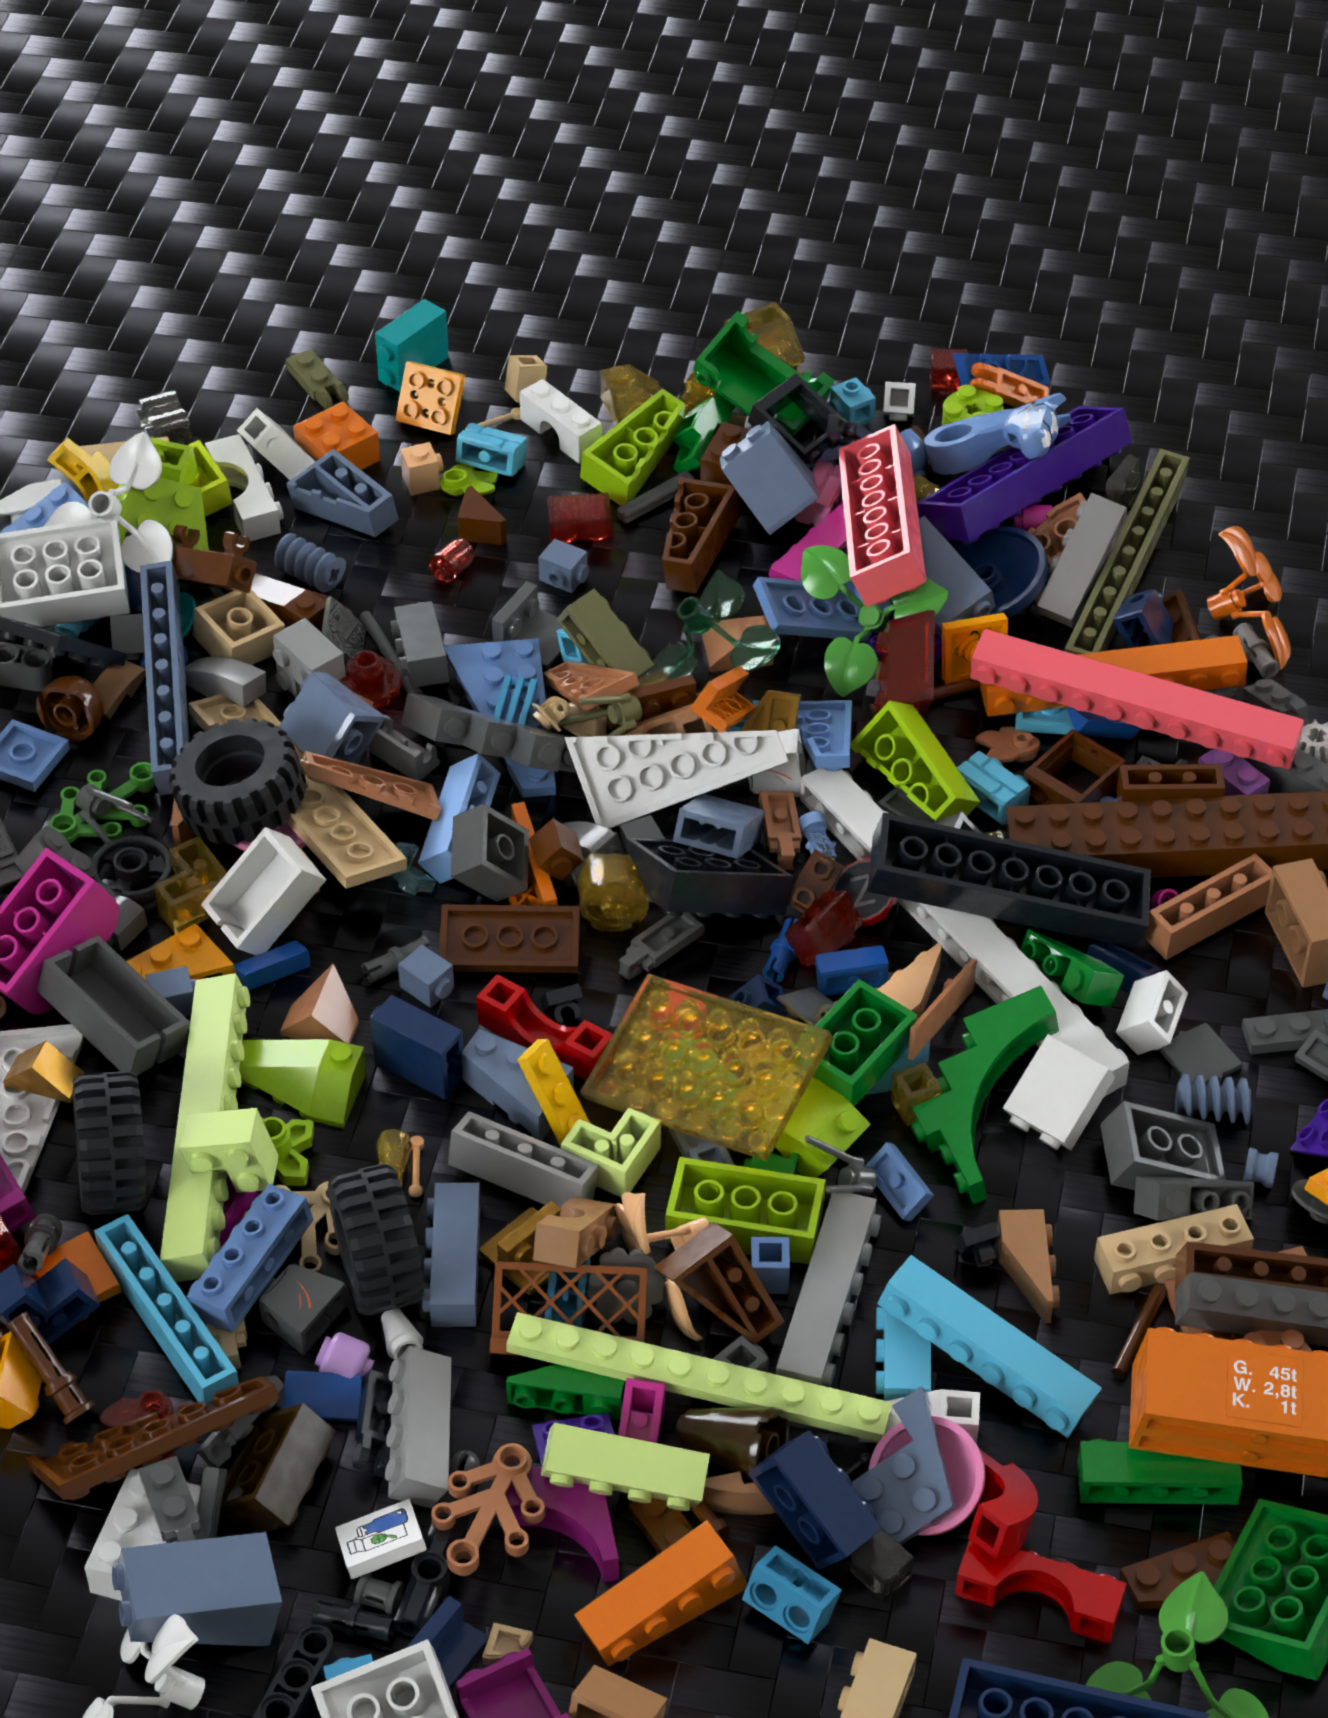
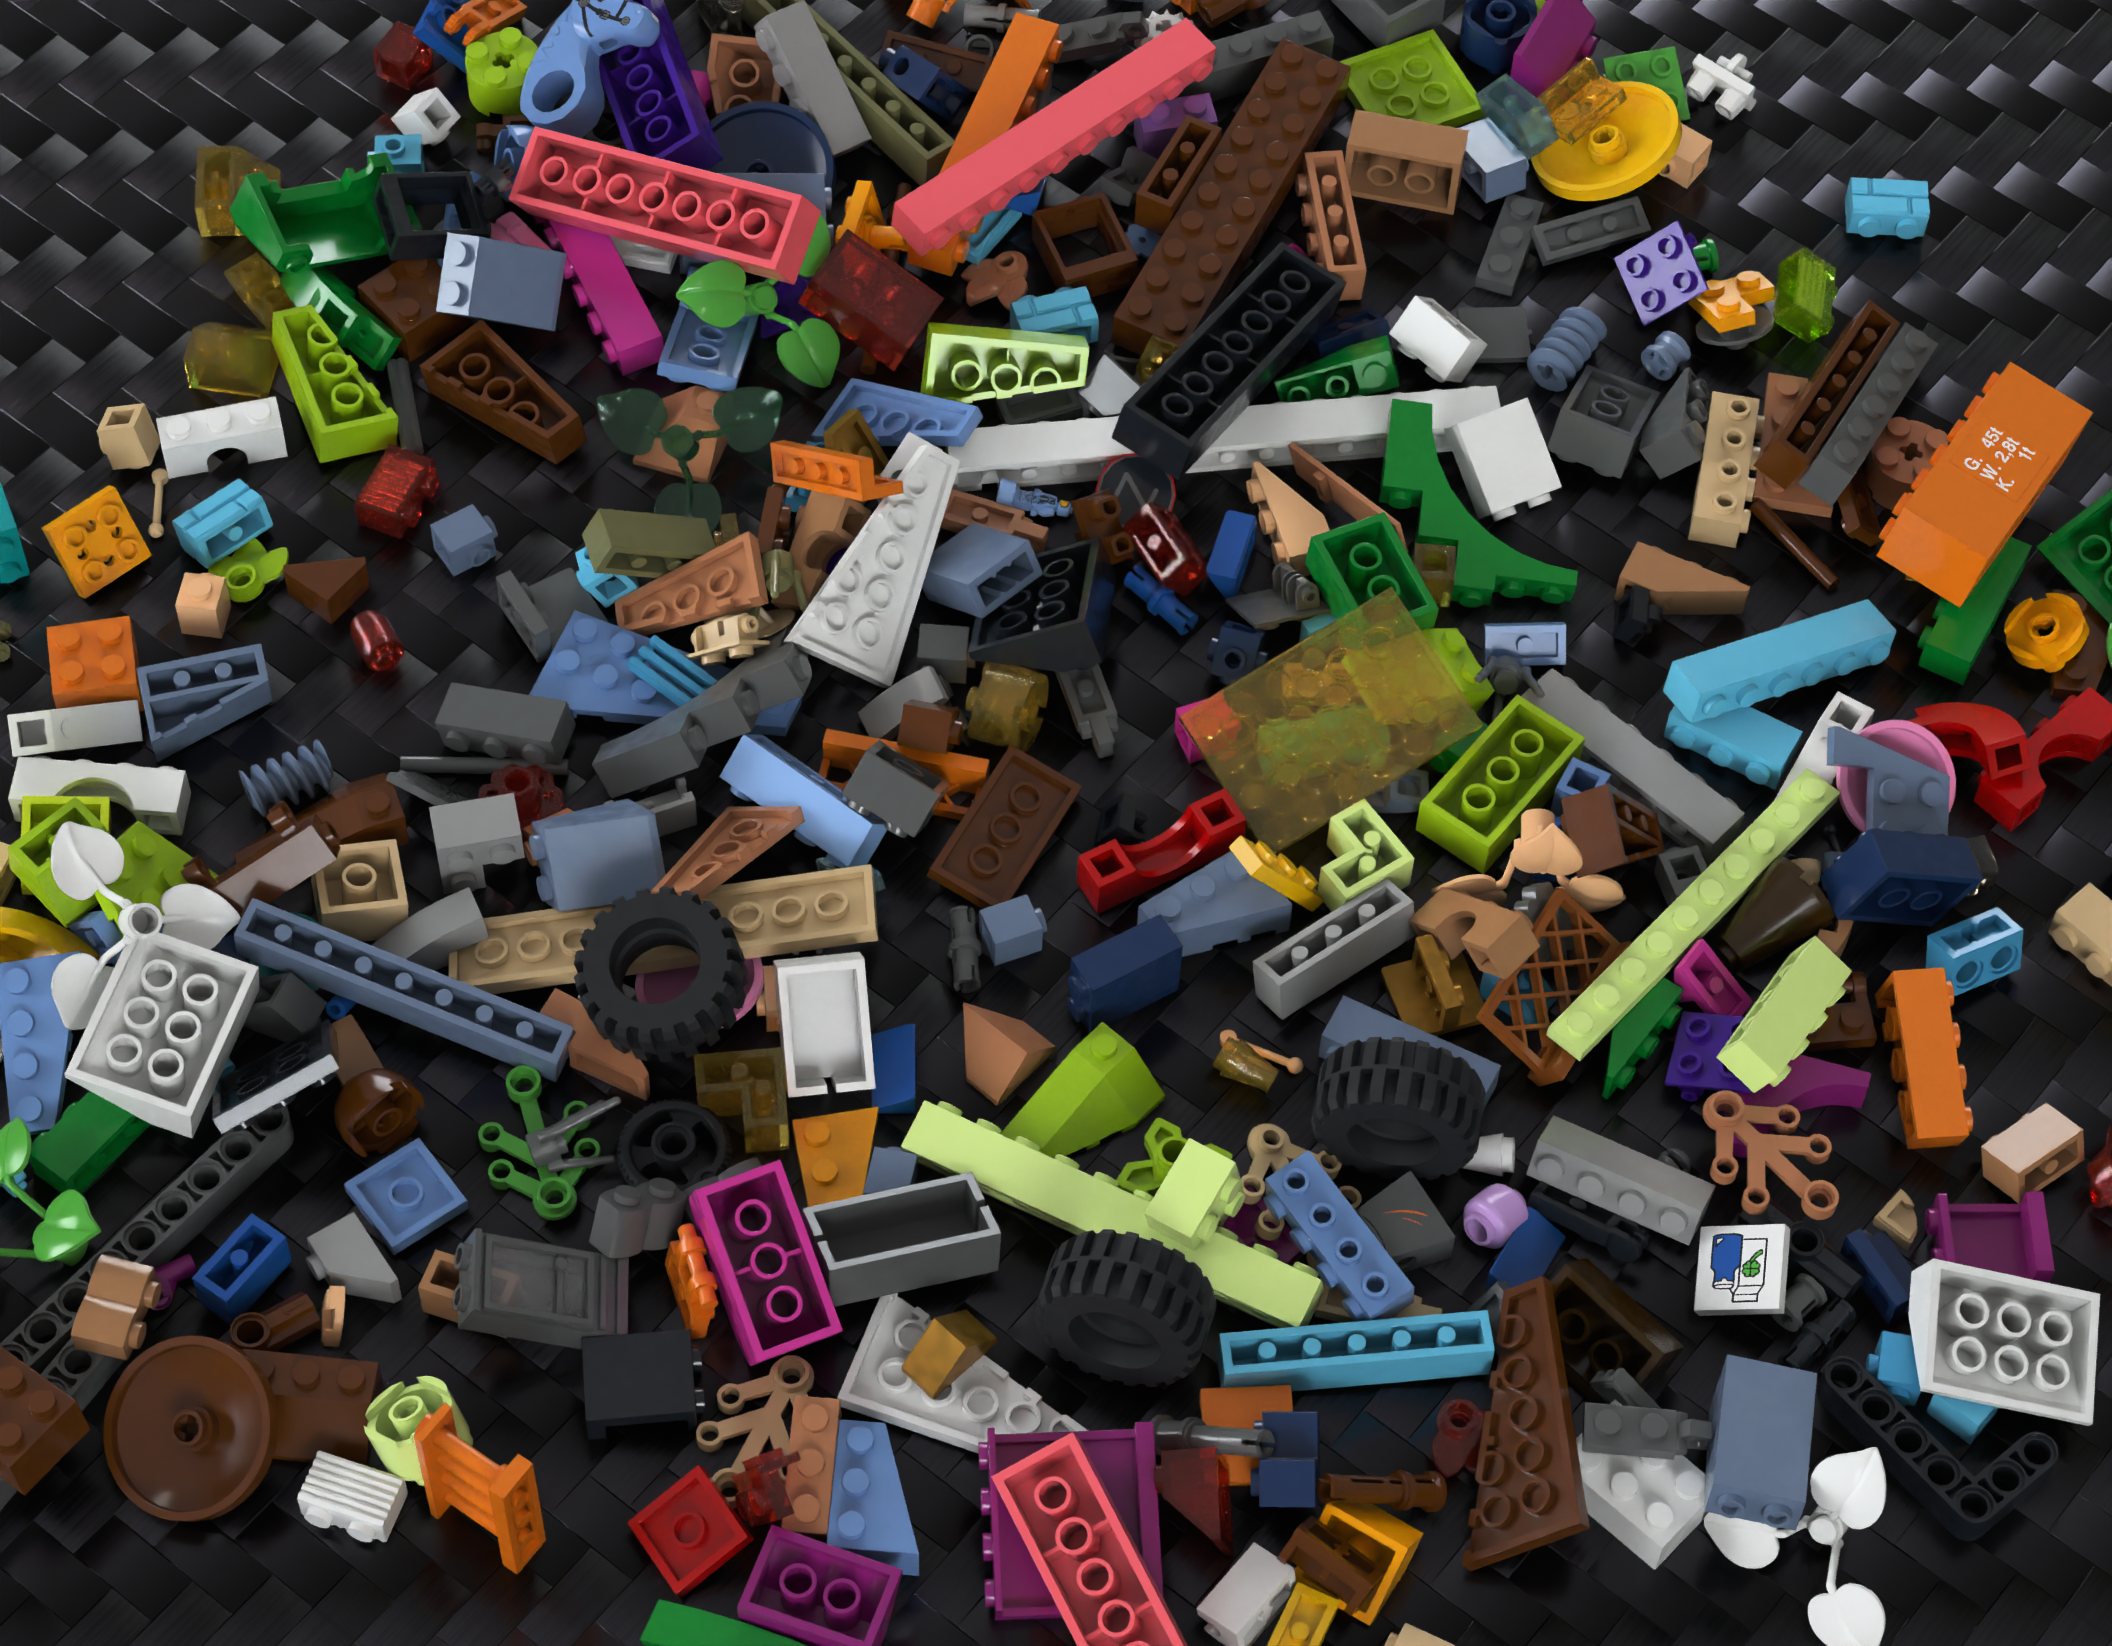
camera: 65 degrees left, 10 degrees up
(1168, 1535) = (2046, 651): none -> light orange plate

